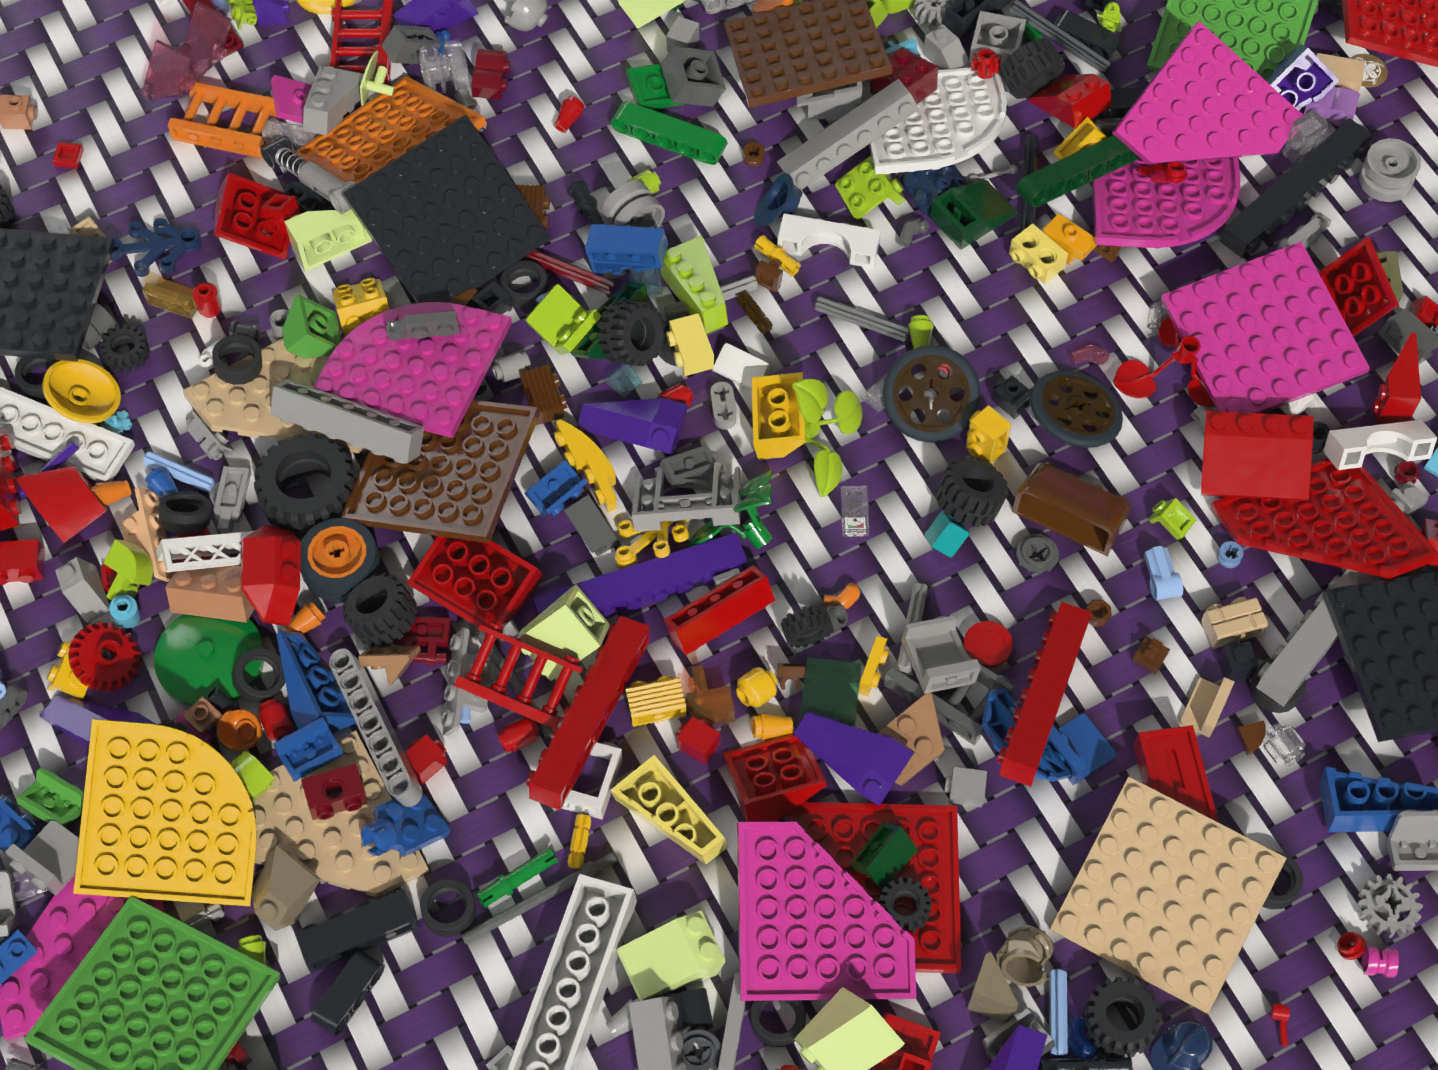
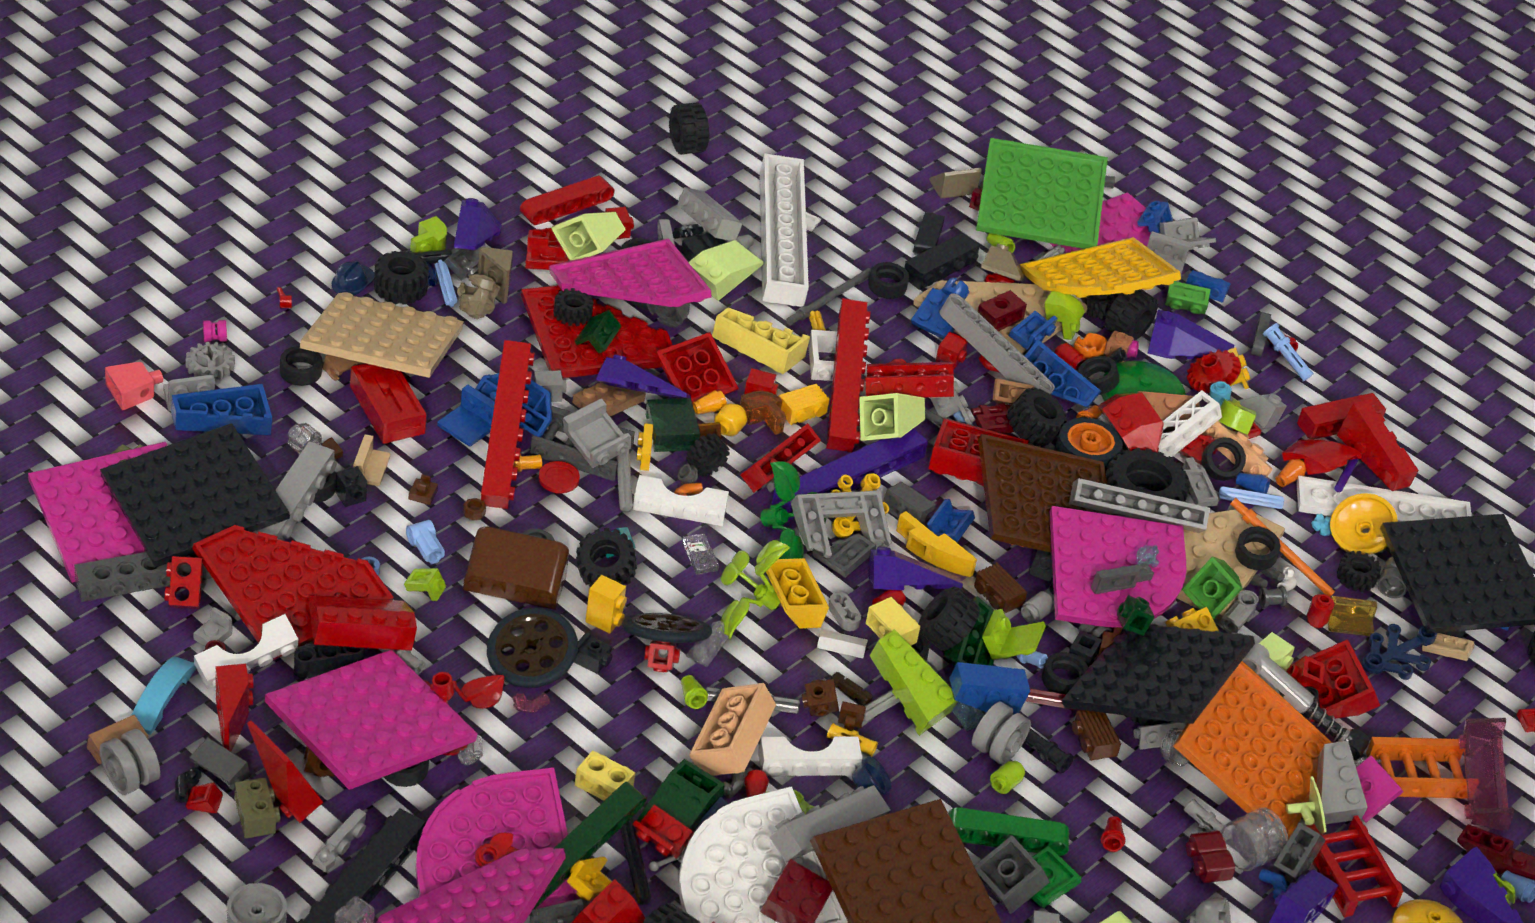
camera: 155 degrees right, 20 degrees down
(222, 386) = (1249, 516): none -> orange bar
(380, 345) = (1148, 555): none -> clear light blue plant
(433, 284) = (1135, 615): none -> dark green brick
(507, 883) = (856, 294): green pin -> none
(795, 293) = (820, 697): none -> reddish brown brick
(827, 563) = (655, 498): none -> white arch
(892, 221) = (756, 782): none -> red cone
(901, 264) = (733, 729): none -> light nougat brick
(1000, 181) = (664, 831): none -> red bracket
(1018, 671) = (529, 462): none -> light orange pin
(1070, 238) = (578, 789): light orange brick -> none
(1234, 621) = (358, 515): tan brick -> none
(1351, 945) = (237, 337): red plate -> none

